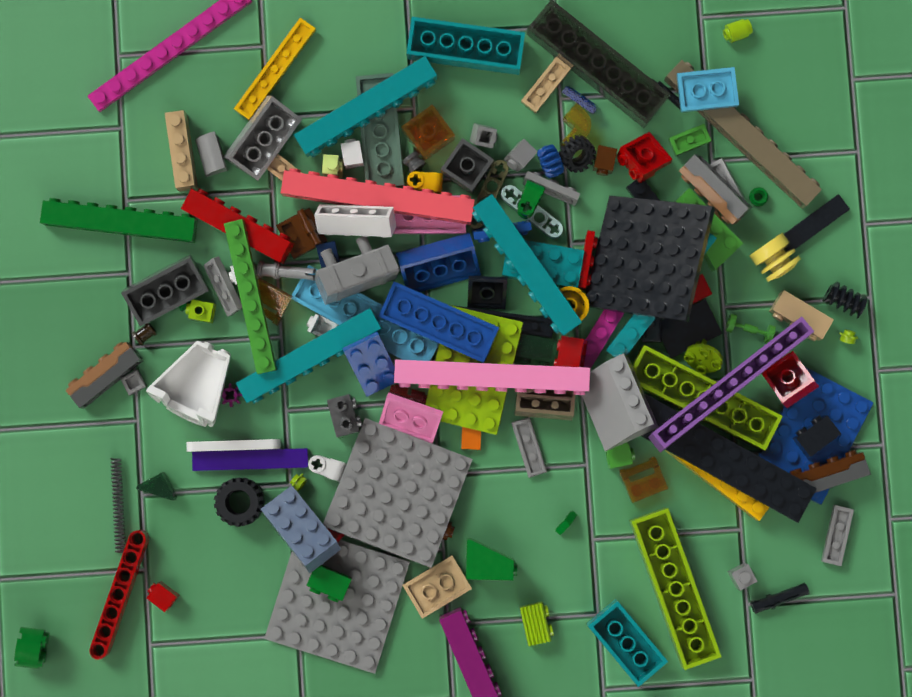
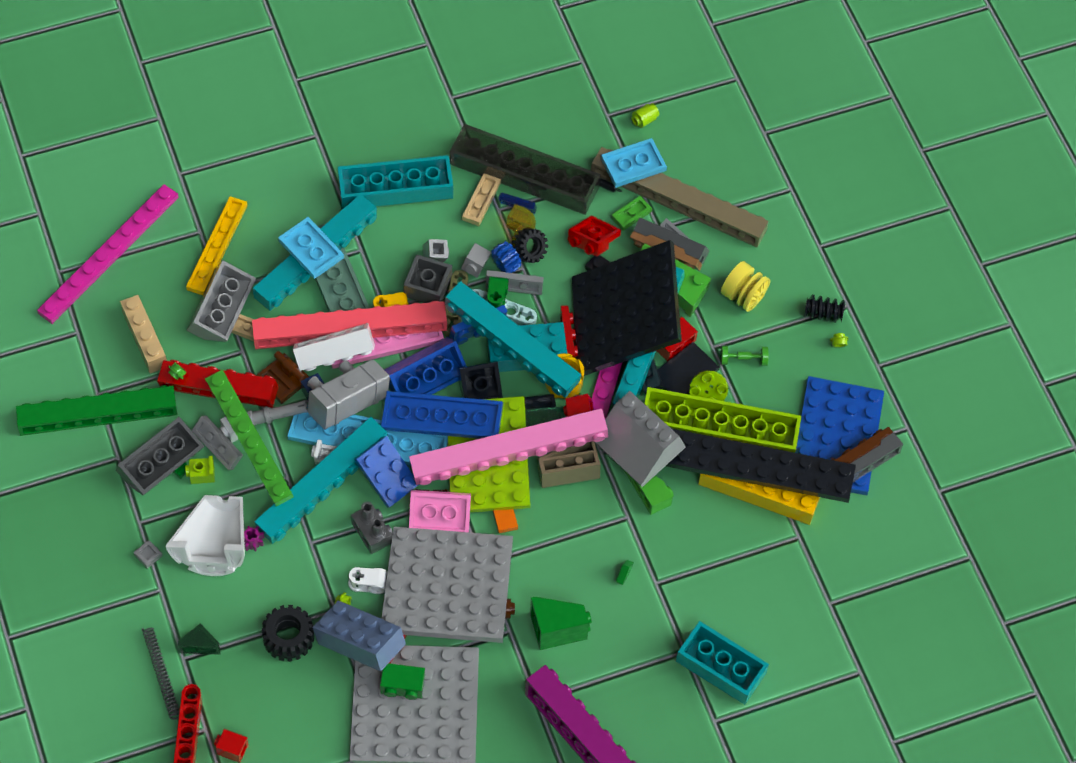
camera: 20 degrees left, 25 degrees down
(104, 375) = (116, 552): piece -> none
(144, 333) = (148, 504): dark brown bush -> none
(199, 207) = (177, 371): none -> bright green plate
(211, 154) = (173, 331): light grey brick -> none
(233, 445) = (266, 584): white beam -> none
(250, 459) = (287, 595): dark purple tile -> none
(275, 299) = (275, 440): clear orange plate -> none
(332, 165) = (295, 307): yellowish green brick -> none
(352, 154) = (313, 298): white brick -> none
(360, 107) = (311, 247): none -> medium azure plate
(414, 162) = (374, 289): dark grey wheel -> none
(428, 132) = (381, 261): clear orange brick -> none
(437, 586) = (513, 663): tan plate -> none
(529, 447) = (565, 514): light grey tile -> none
(535, 623) = (624, 671): lime brick -> none
(604, 160) = (557, 247): reddish brown brick -> none
(644, 486) = (692, 517): clear orange plate -> none
(675, 588) = (753, 600): lime brick -> none
(730, 384) = (740, 394): medium lavender brick -> none
(742, 576) = (815, 574): light grey brick -> none
(764, 196) = (713, 240): green plate -> none
(774, 600) = (852, 591): black pin -> none
(790, 379) = (797, 384): red brick -> none
(791, 308) = (788, 333): tan brick -> none
(815, 222) = (776, 251): black tile -> none
(816, 436) = (839, 427): black brick -> none
(837, 535) = (893, 515): light grey plate -> none

